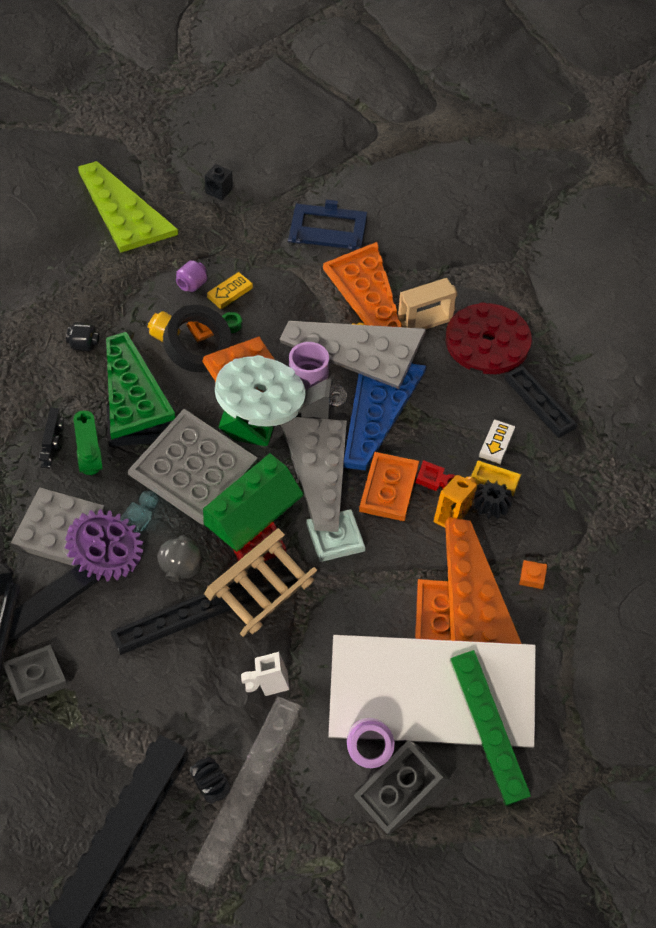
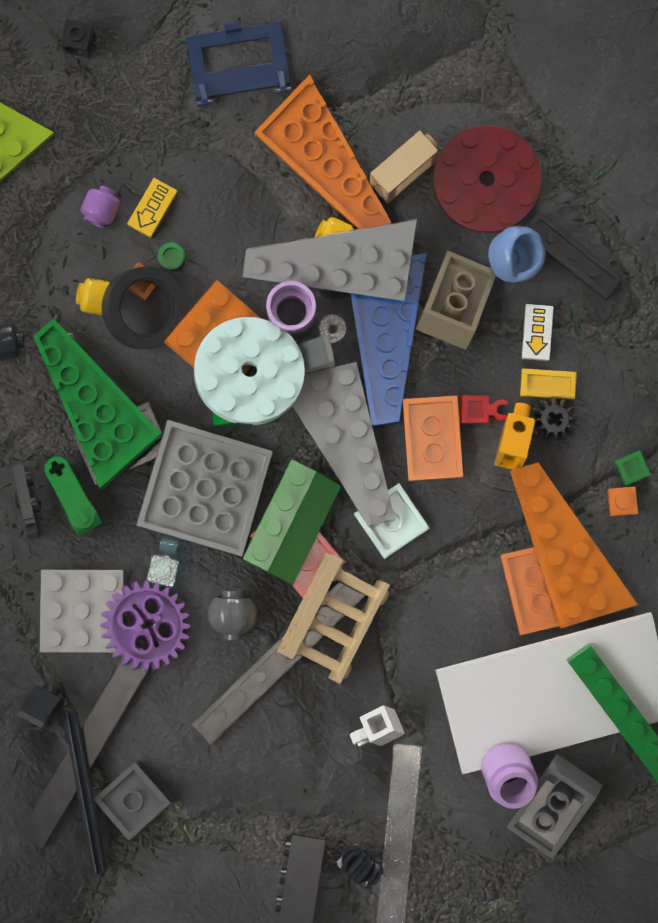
camera: 15 degrees left, 30 degrees up
(438, 402) = (456, 300): none -> dark tan slope
(496, 380) = (516, 254): none -> medium blue piece
(548, 553) = (632, 468): none -> green tile

